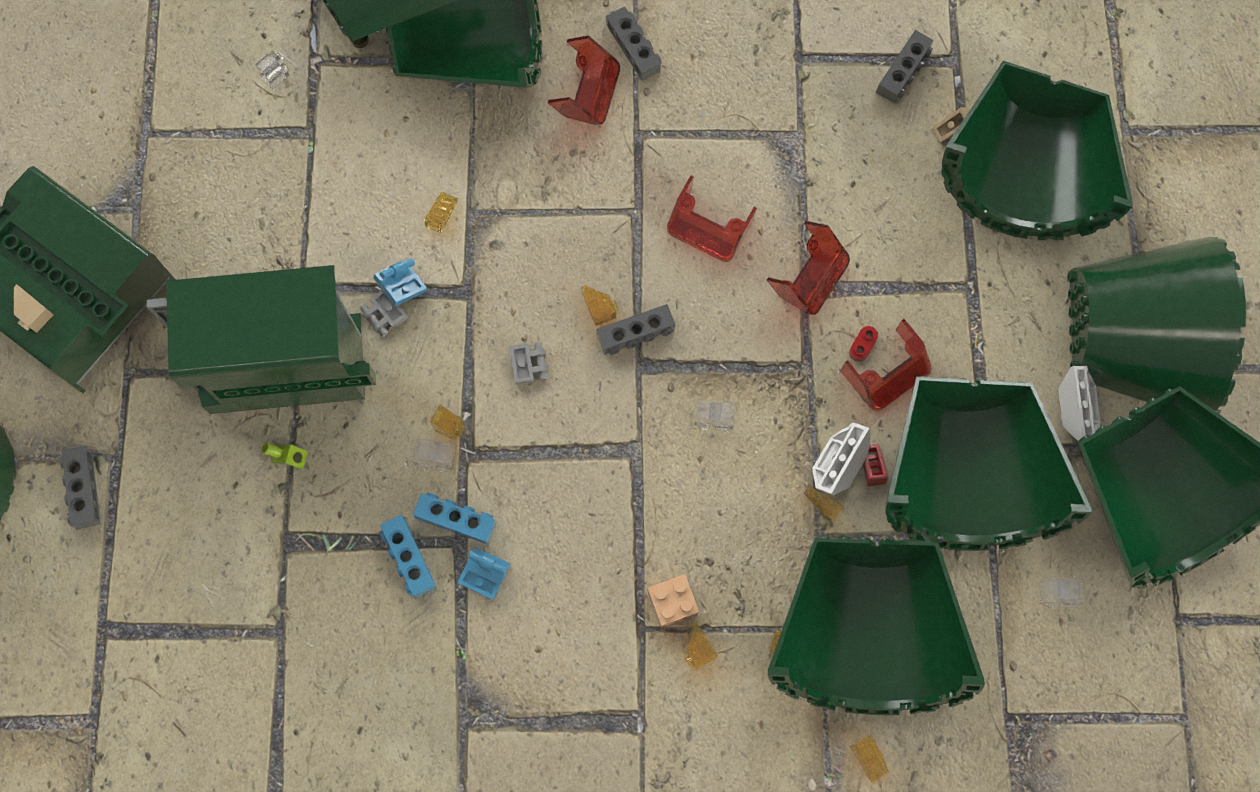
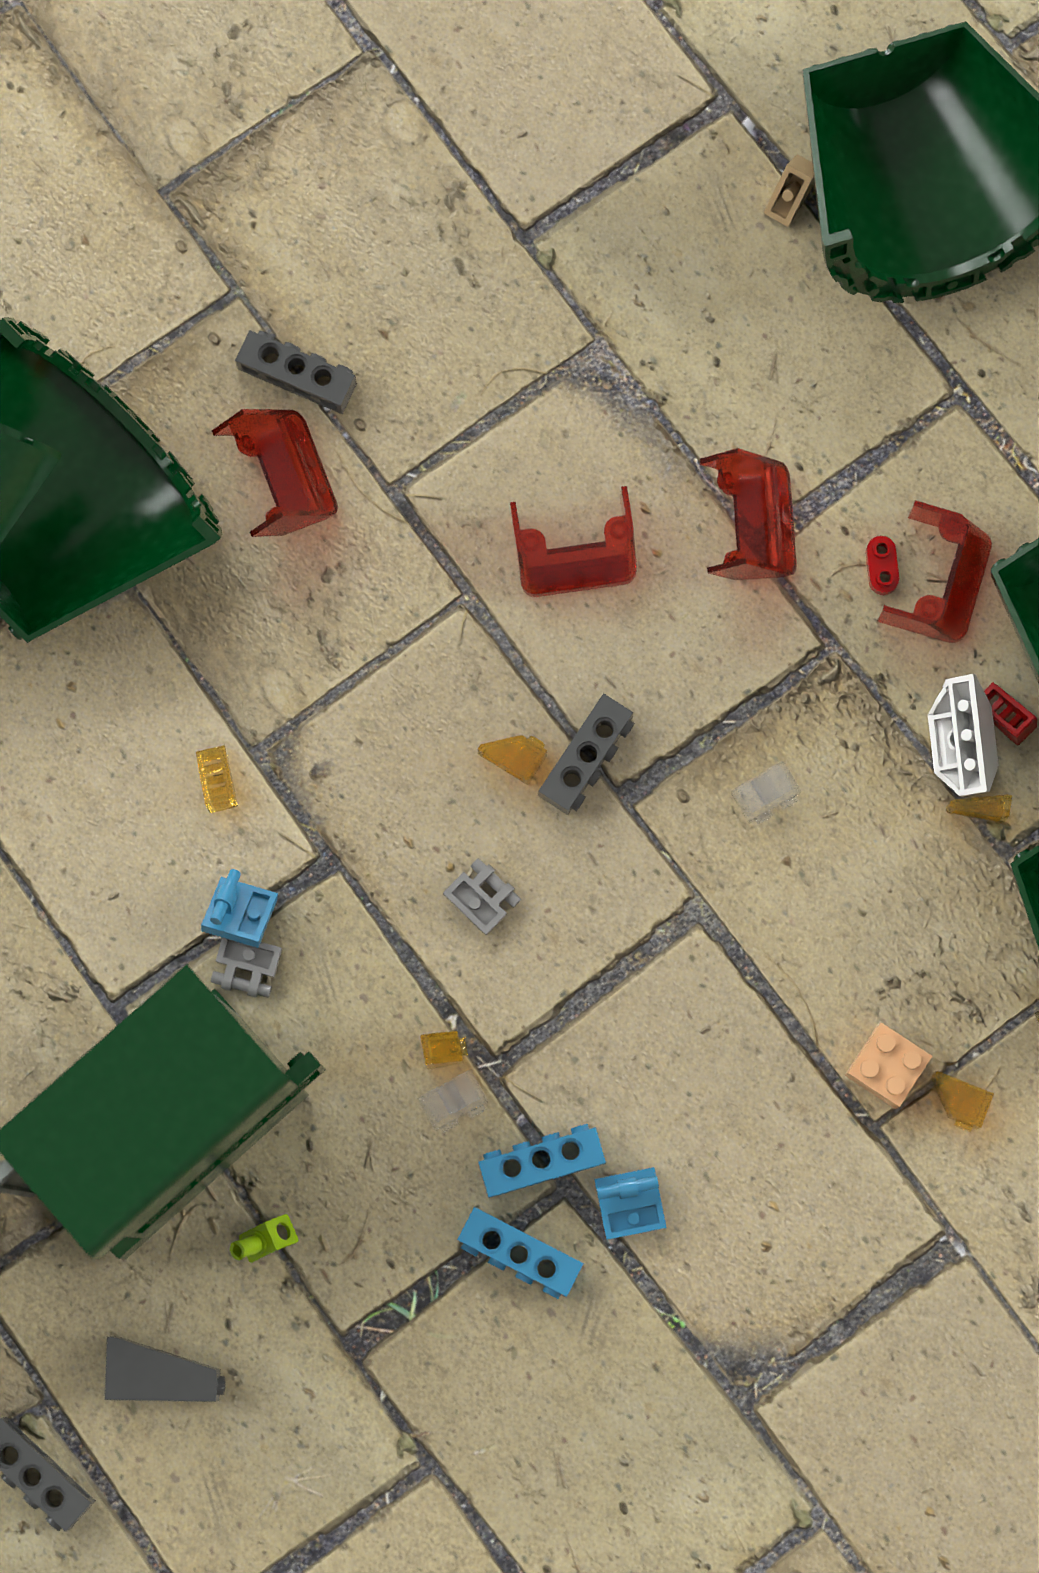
camera: 30 degrees left, 5 degrees up
(176, 480) = (155, 1375): none -> dark grey slope
(918, 44) = (670, 198): dark grey brick -> none

